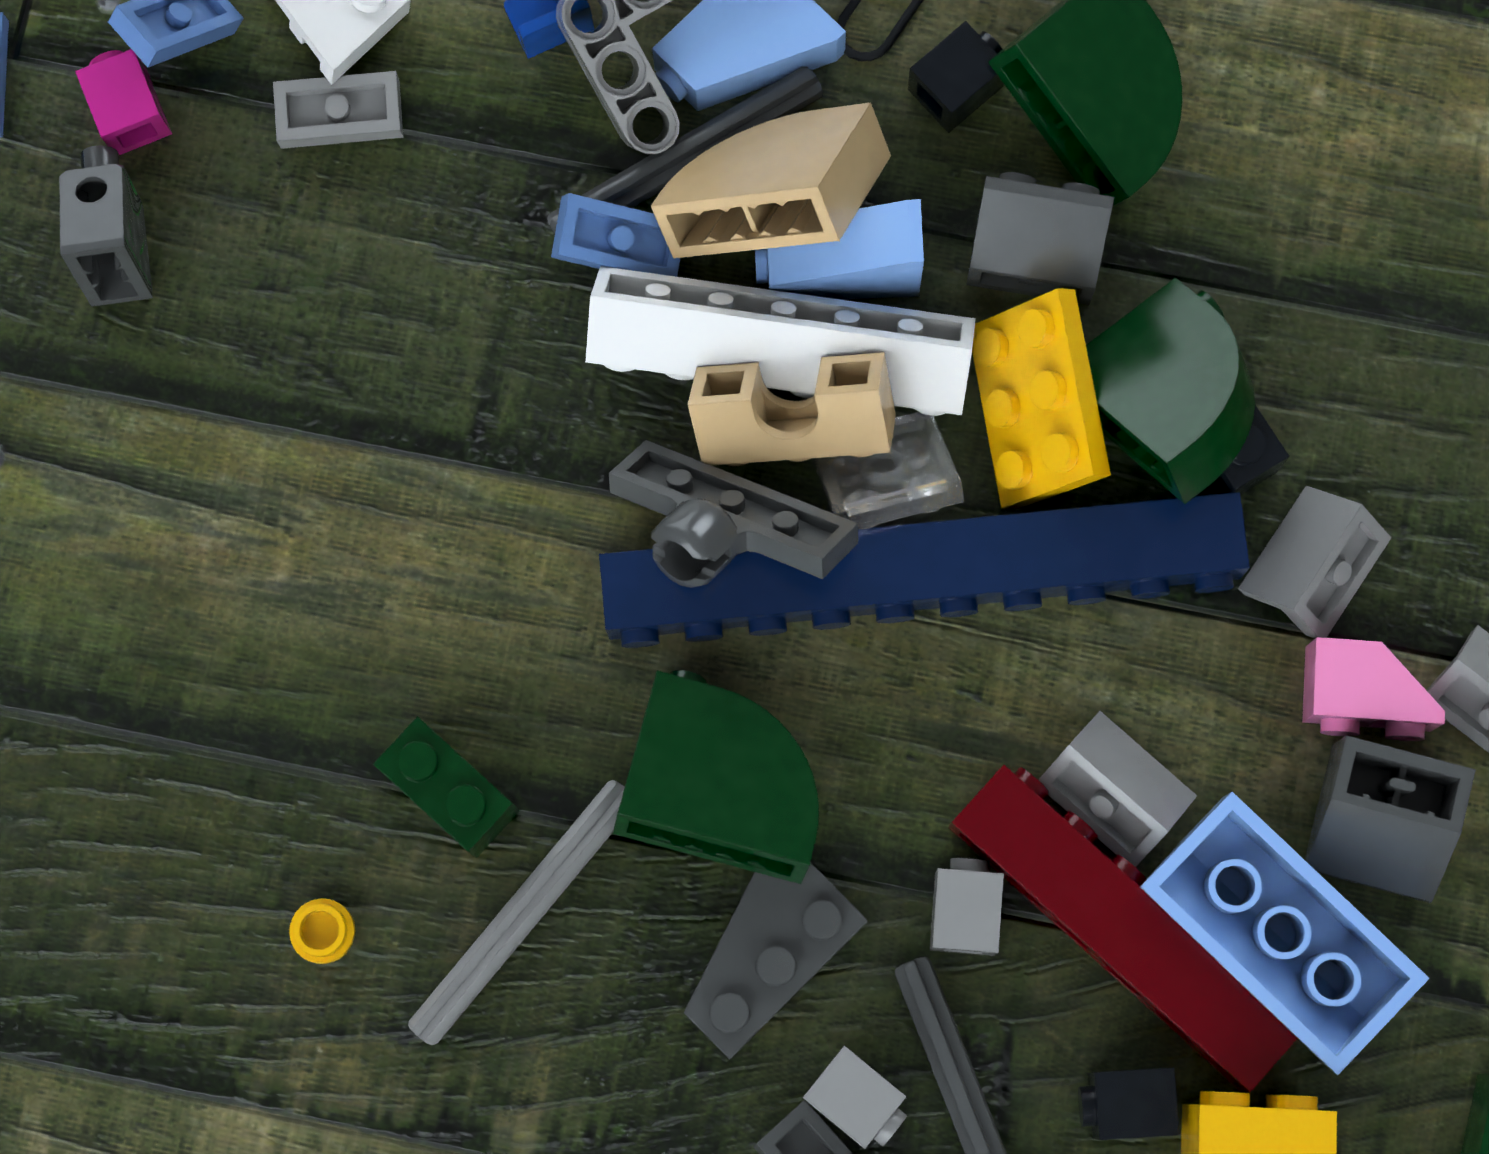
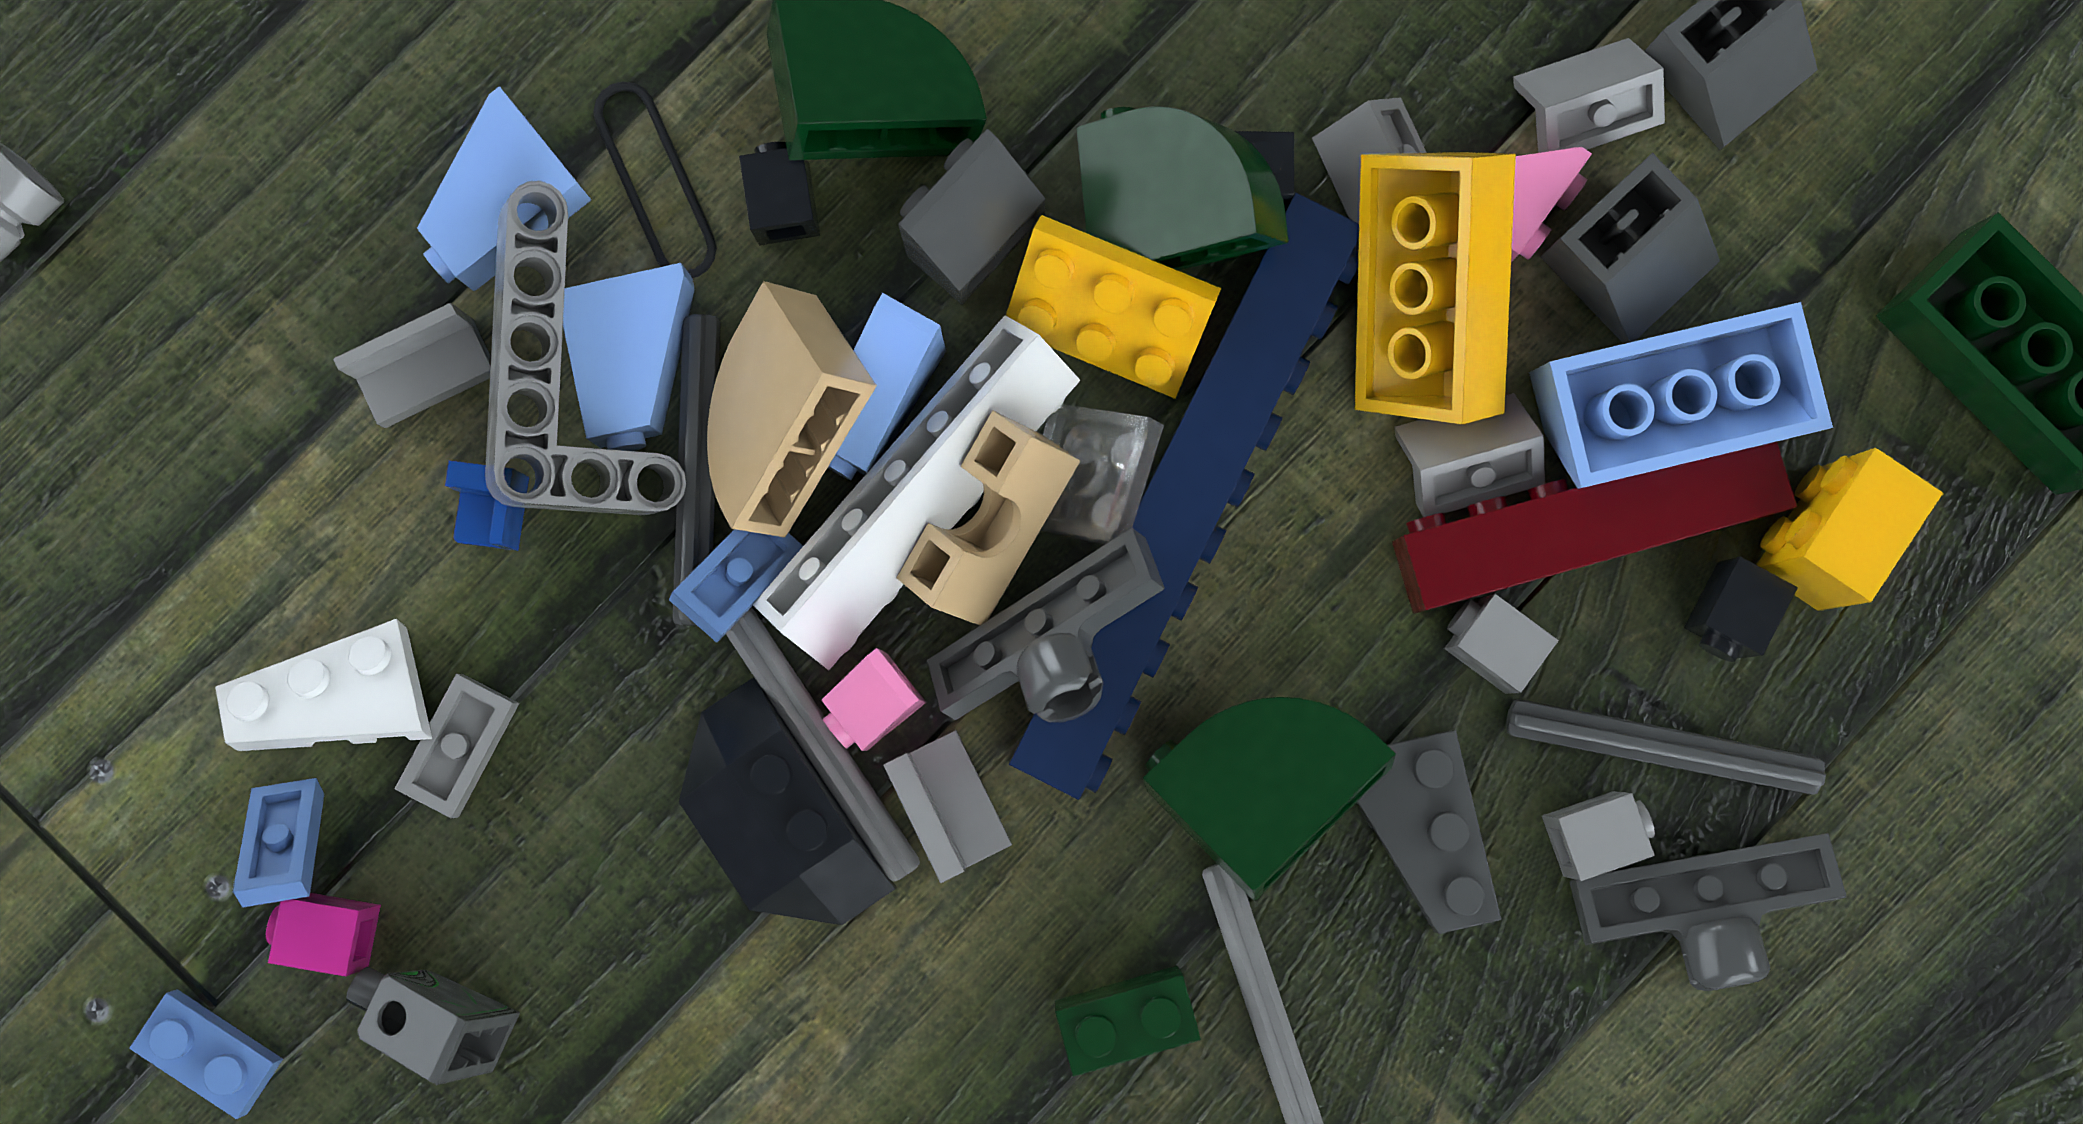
camera: 65 degrees left, 5 degrees up
(438, 399) = (774, 816): none -> black wedge
(520, 401) = (822, 747): none -> light grey axle
(534, 532) = (947, 805): none -> light grey panel
(583, 412) = (870, 701): none -> bright pink slope
(1237, 657) = (1434, 284): none -> yellow slope

